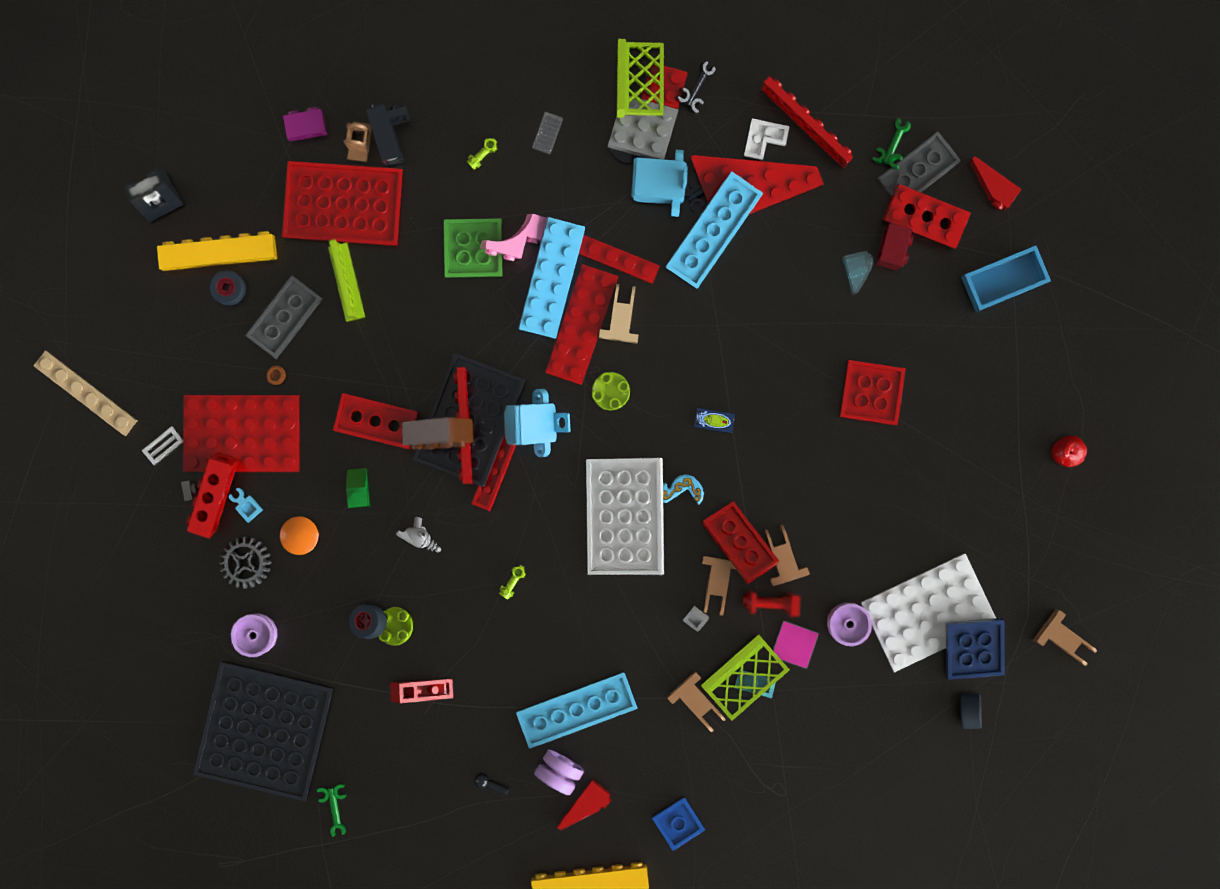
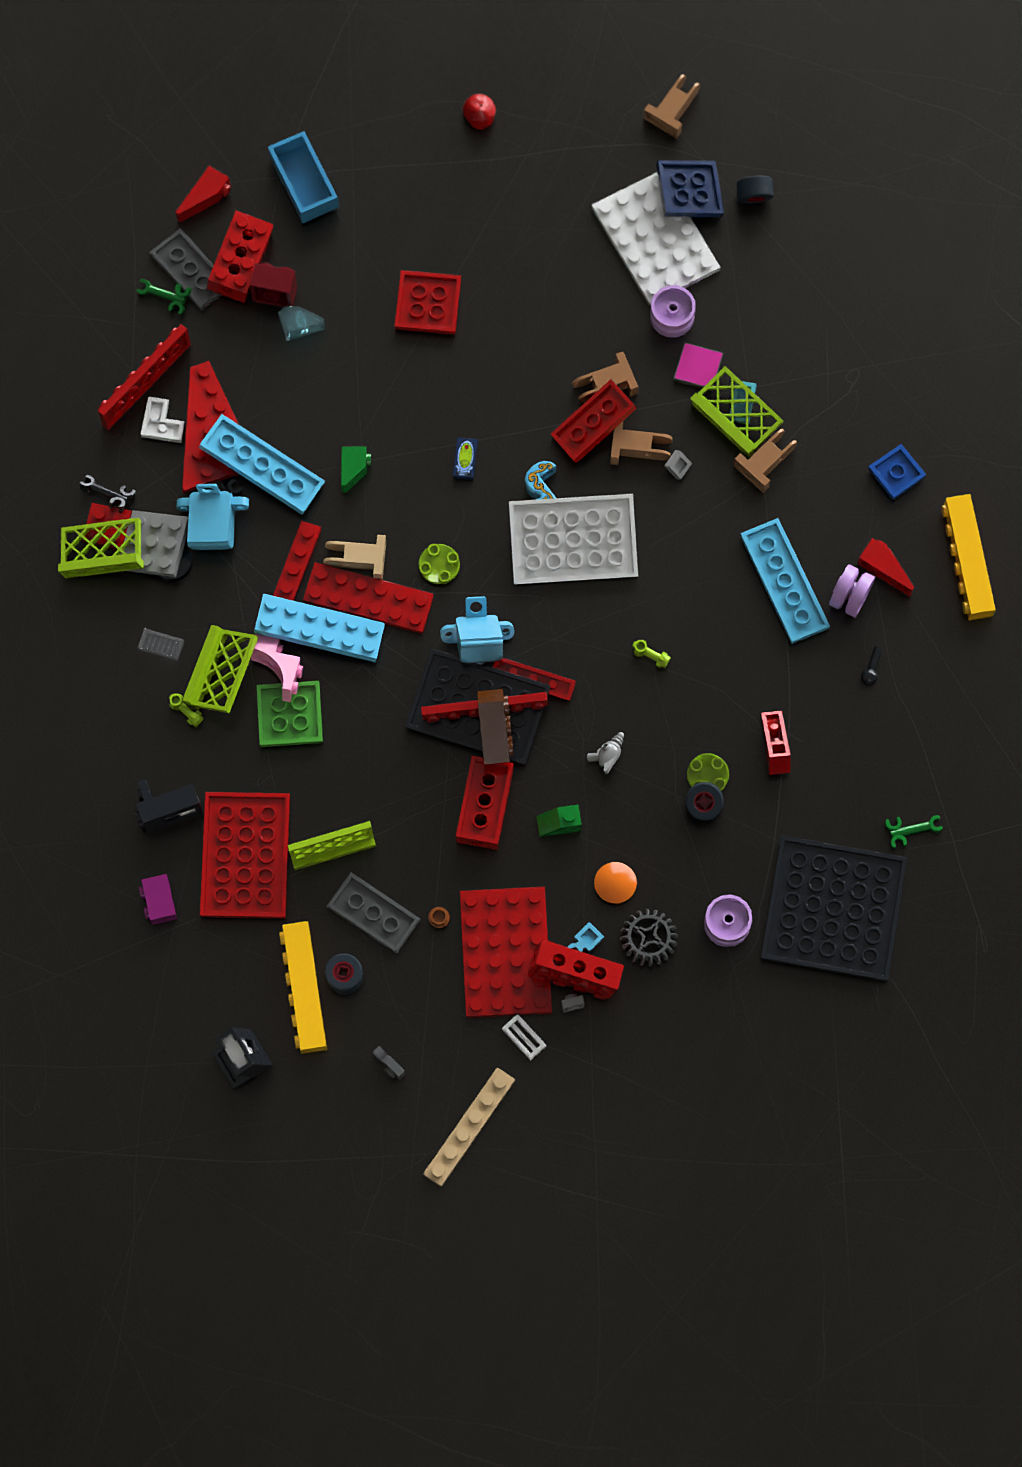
camera: 90 degrees left, 15 degrees down
(139, 327) = (392, 1068): none -> dark grey plate
(358, 141) = (175, 838): medium nougat piece -> none
(520, 174) = (207, 667): none -> lime fence
(710, 315) = (353, 466): none -> green slope
(789, 602) = (654, 373): red fence -> none

